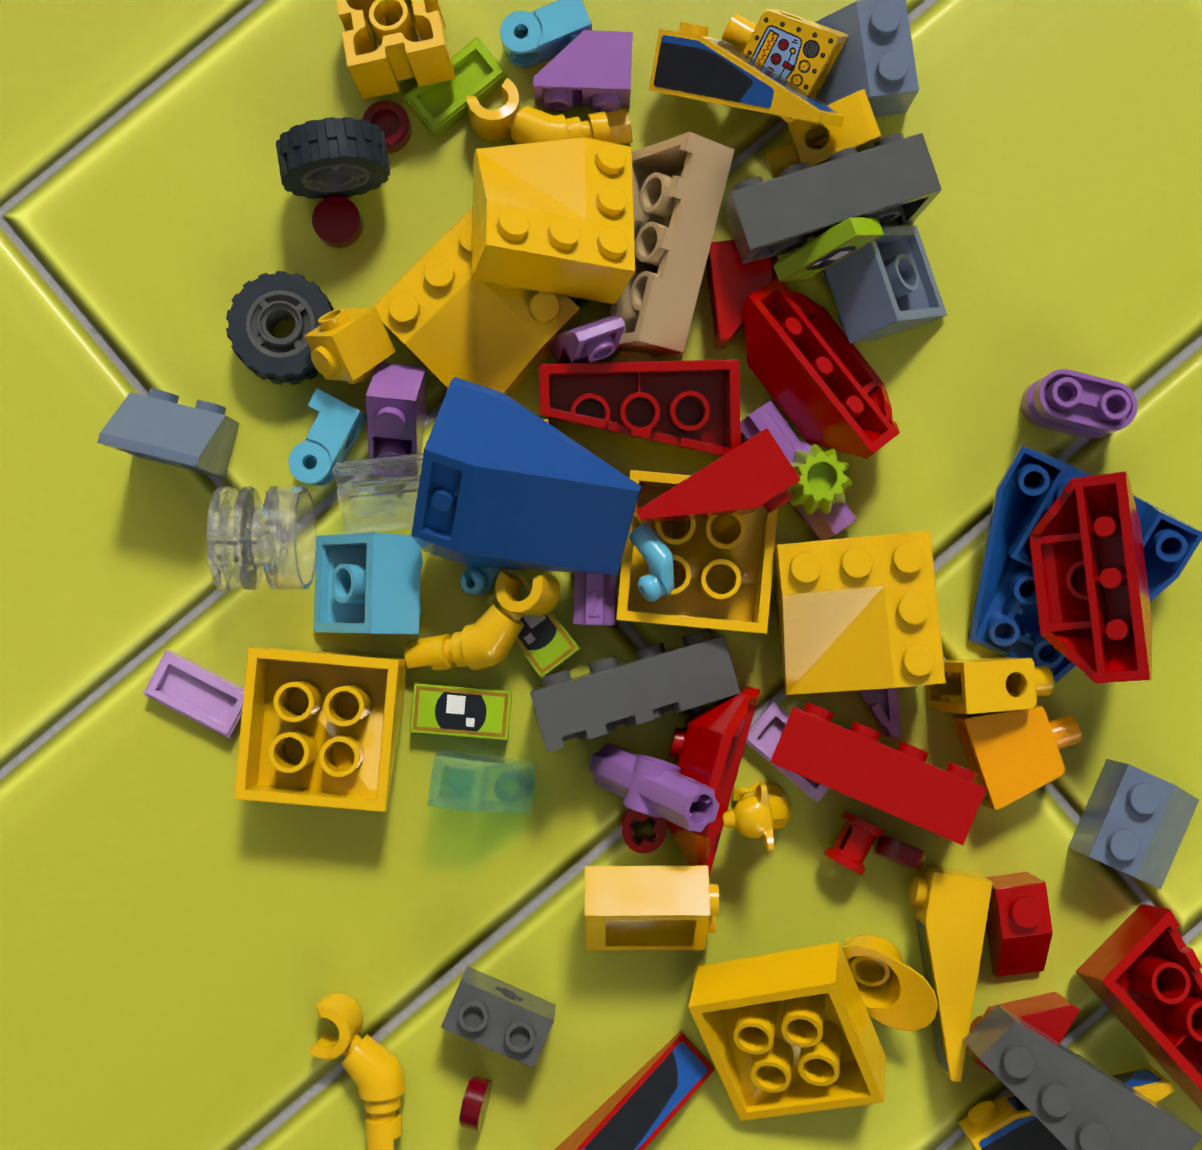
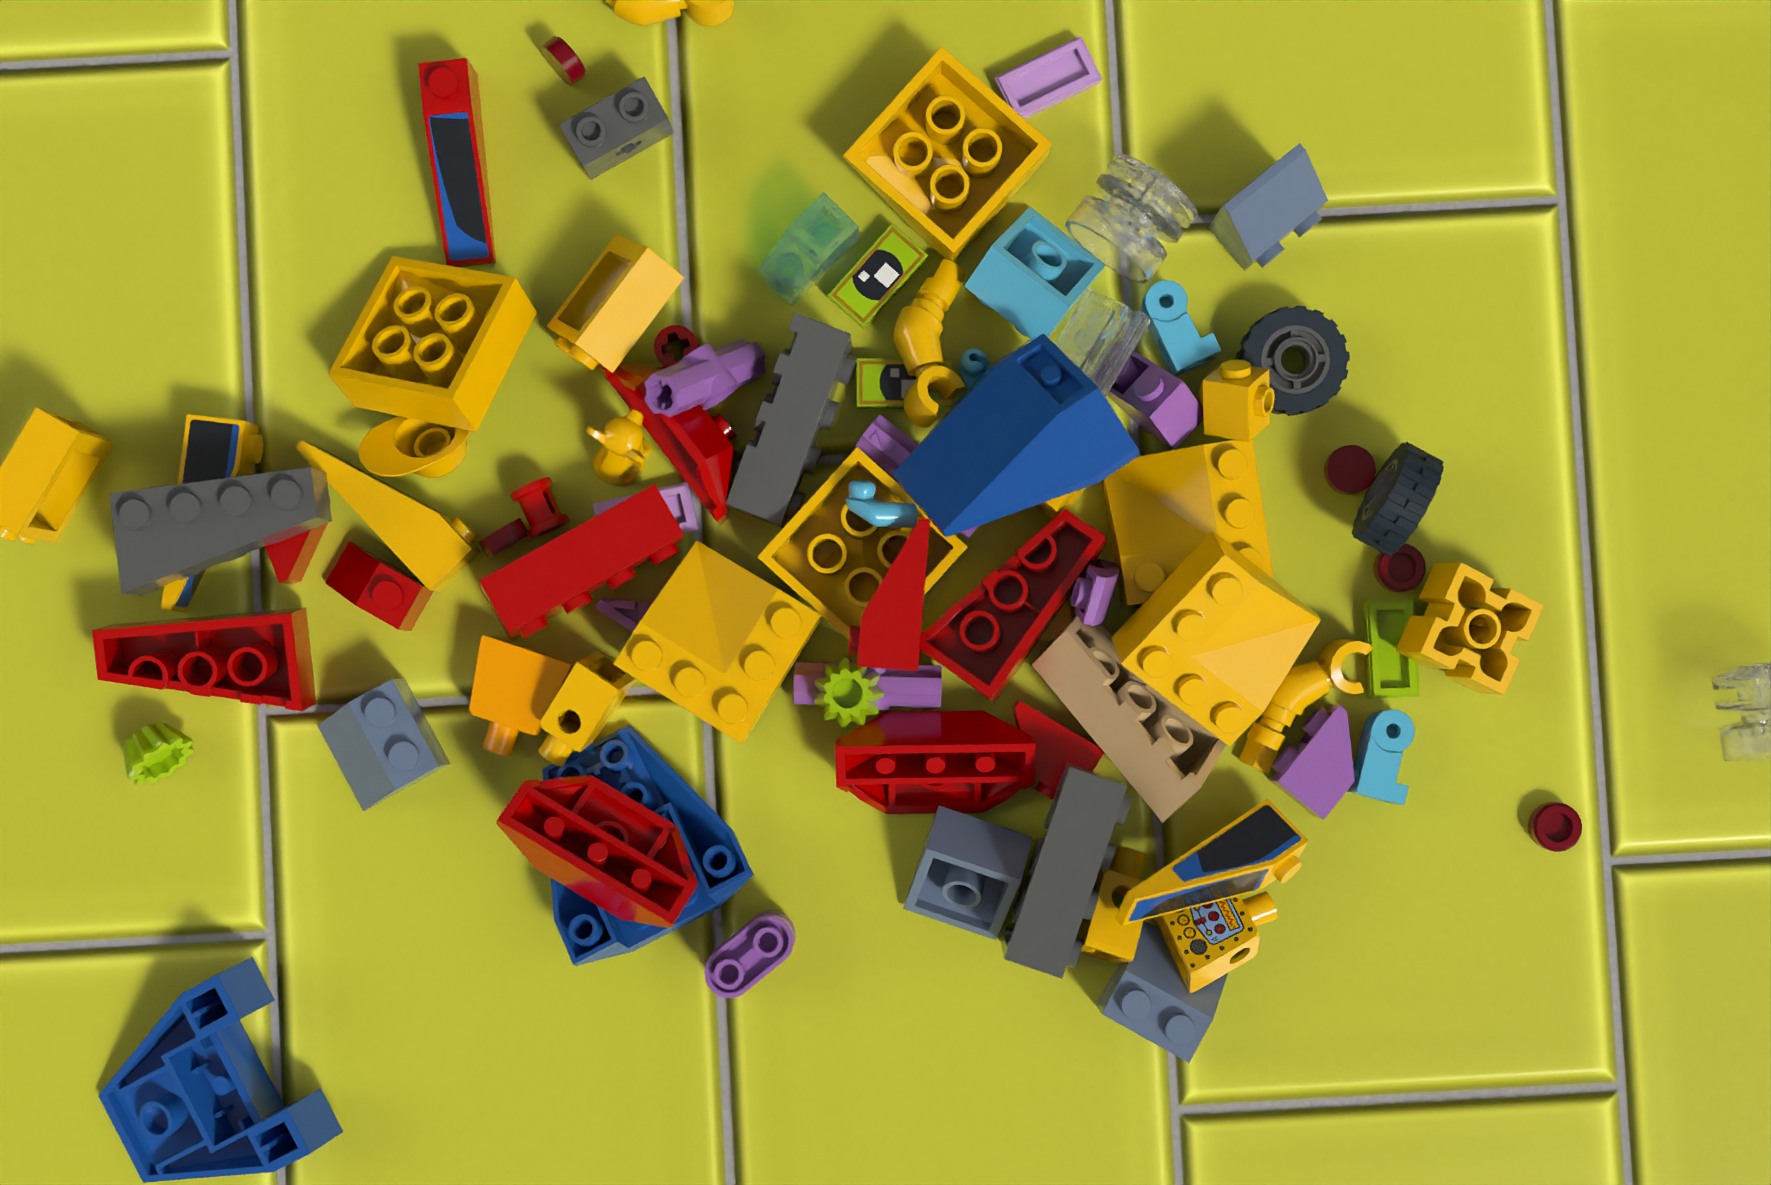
camera: 125 degrees right, 0 degrees up
(828, 248) = (1026, 838): lime tile -> none

